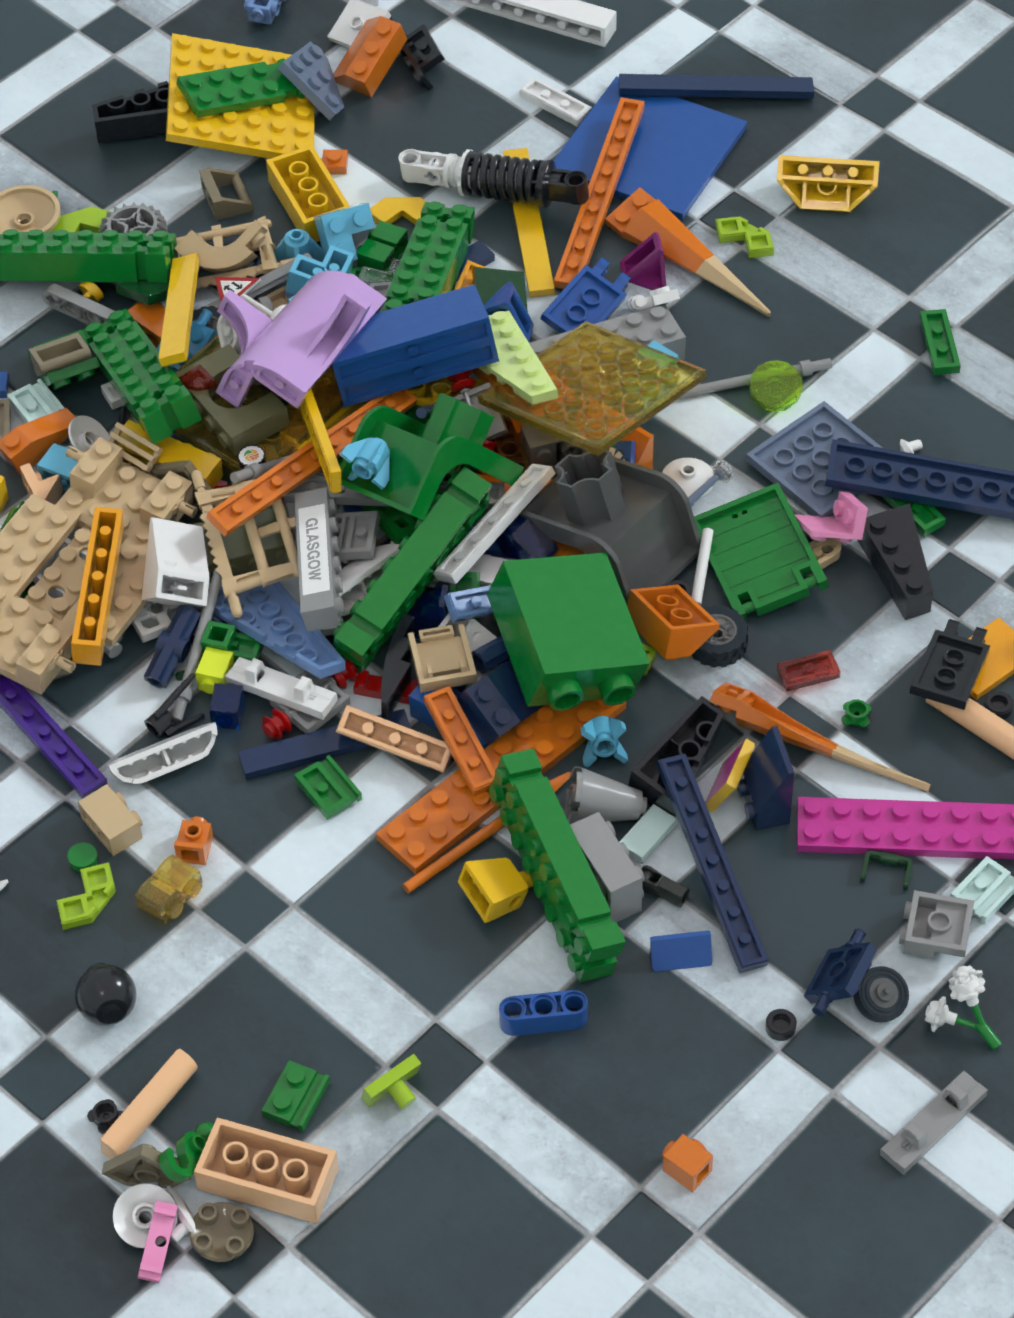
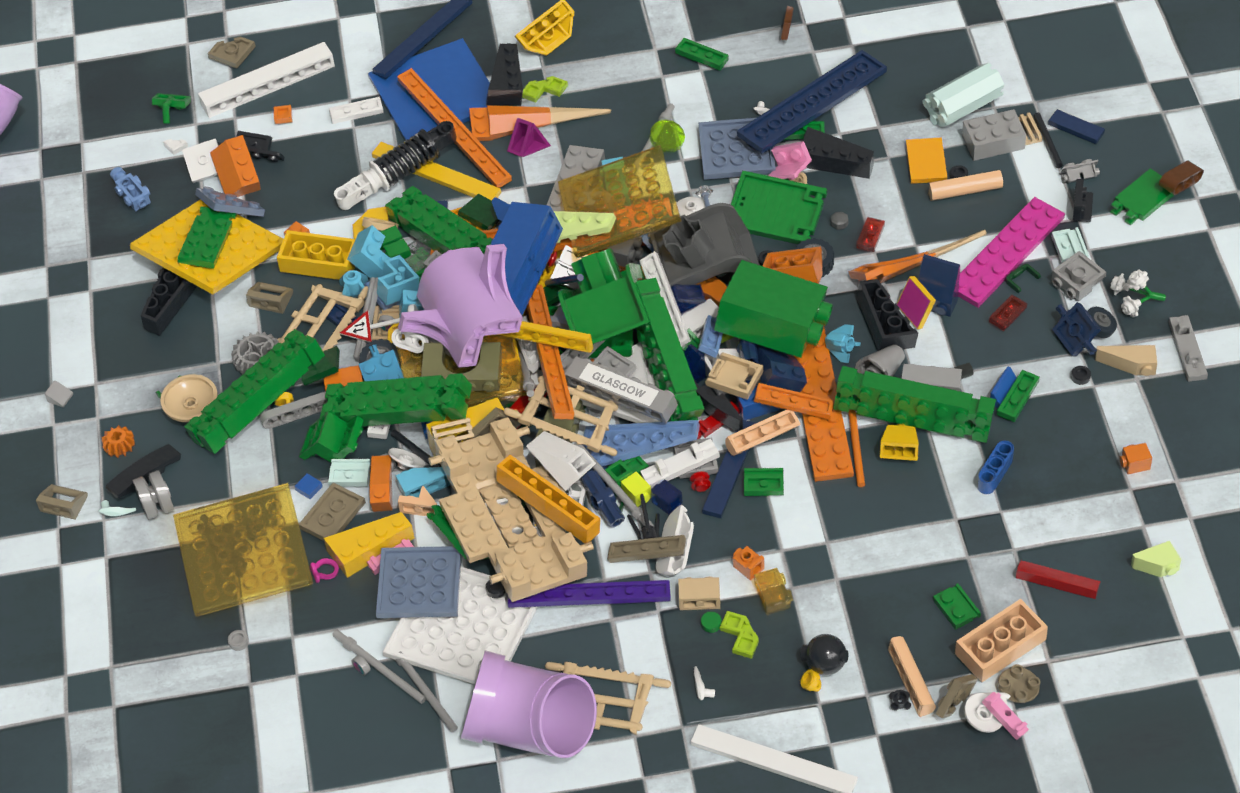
camera: 50 degrees left, 0 degrees up
(59, 353) = (334, 438): dark tan tile -> none
(63, 1004) = (811, 681): none -> yellow tile
(85, 219) = (220, 372): lime tile -> none
(130, 729) = (646, 548): none -> dark tan tile
(179, 310) = (371, 353): yellow tile -> none
(188, 1149) = (962, 667): green piece -> none
(198, 379) = (440, 368): clear red tile -> none
(226, 257) = (335, 312): tan arch -> none
(250, 455) = (512, 382): tile -> none
(369, 459) = (592, 318): medium azure brick -> none
(393, 1083) = (987, 557): lime tile -> none
(397, 214) = (378, 223): none -> tan plate
(424, 1183) = (1057, 579): none -> red slope
(488, 47) = (283, 114): none -> orange plate
(539, 1280) = (1157, 560): none -> yellowish green slope
(586, 298) = (527, 179): blue tile -> none
(648, 833) = (914, 355): light aqua tile -> none
(656, 297) = (559, 148): white plate -> none
(683, 973) = (1018, 395): none -> green plate
(702, 564) = (760, 235): white bar -> none
(712, 863) = (964, 341): dark blue tile -> none
(717, 189) = (506, 80): none -> black wedge
(804, 627) = (839, 220): none -> dark grey tile
(810, 885) = (1007, 312): none -> clear red plate
(856, 707) = (915, 231): green plate -> none
(856, 1071) = (1129, 358): none -> tan slope
(951, 666) = (927, 172): black tile -> none

